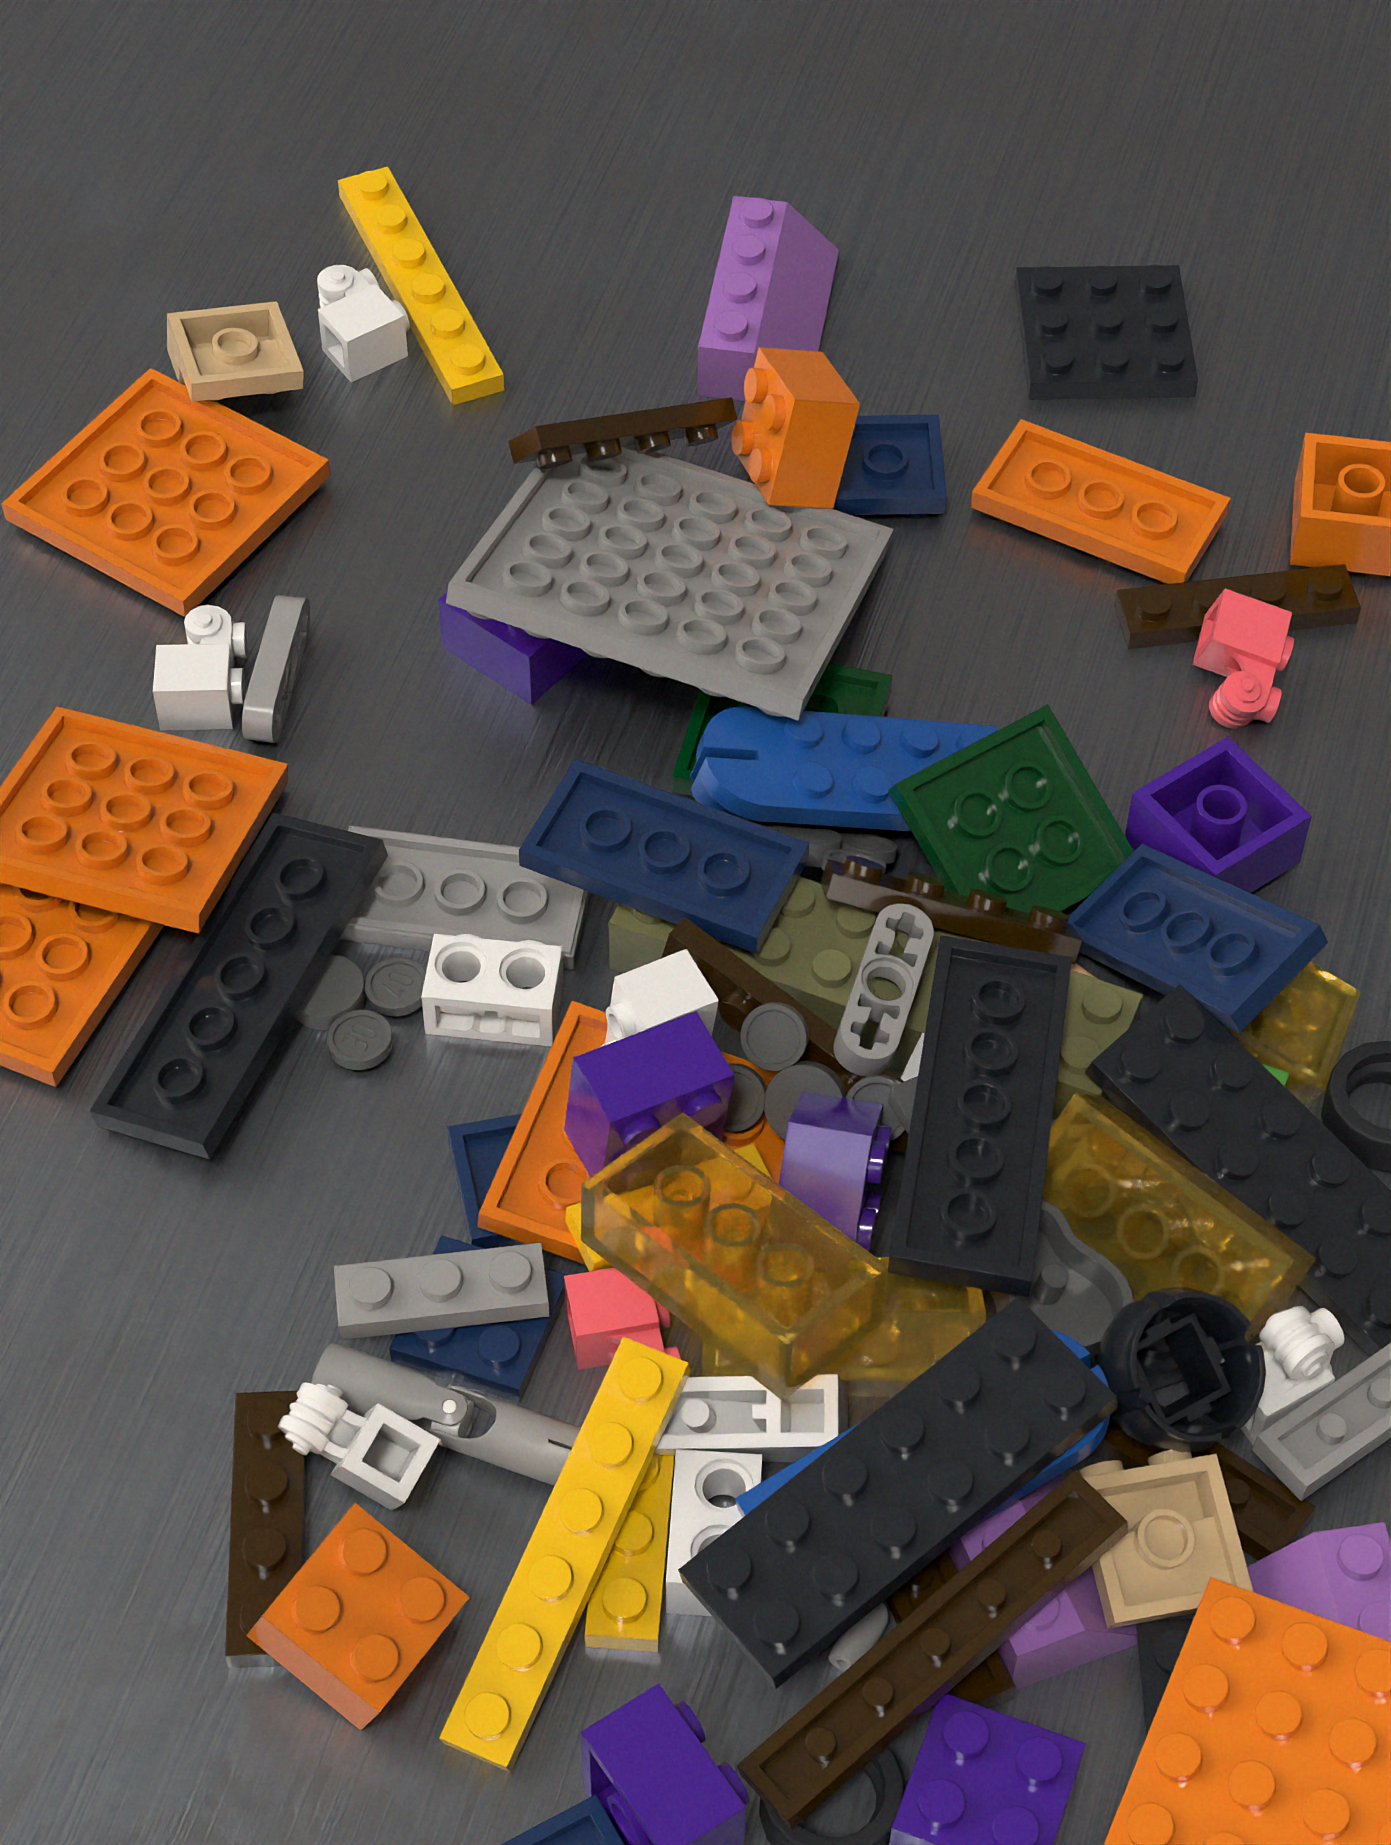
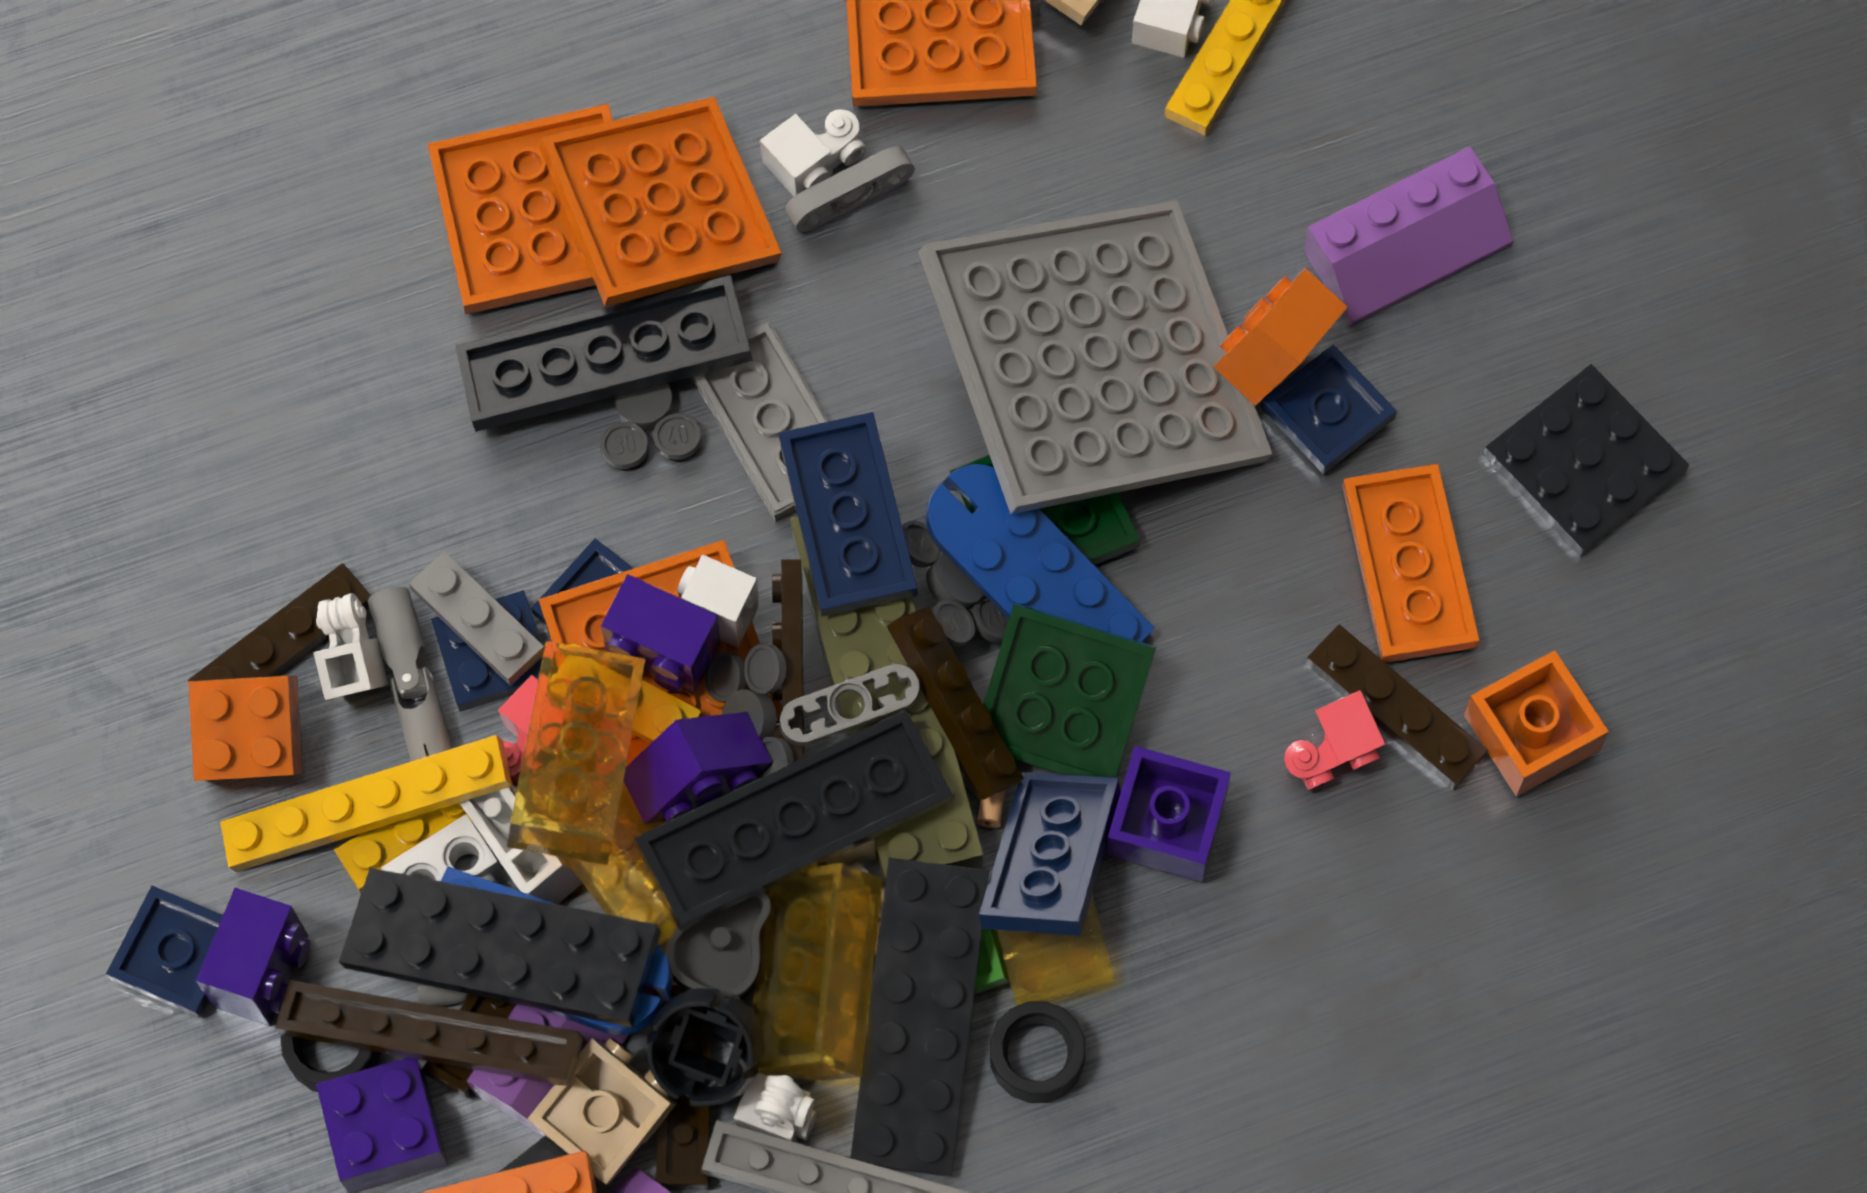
camera: 55 degrees right, 15 degrees up
(491, 1000) = (705, 492): white brick -> none
(606, 435) = (1198, 250): dark brown plate -> none

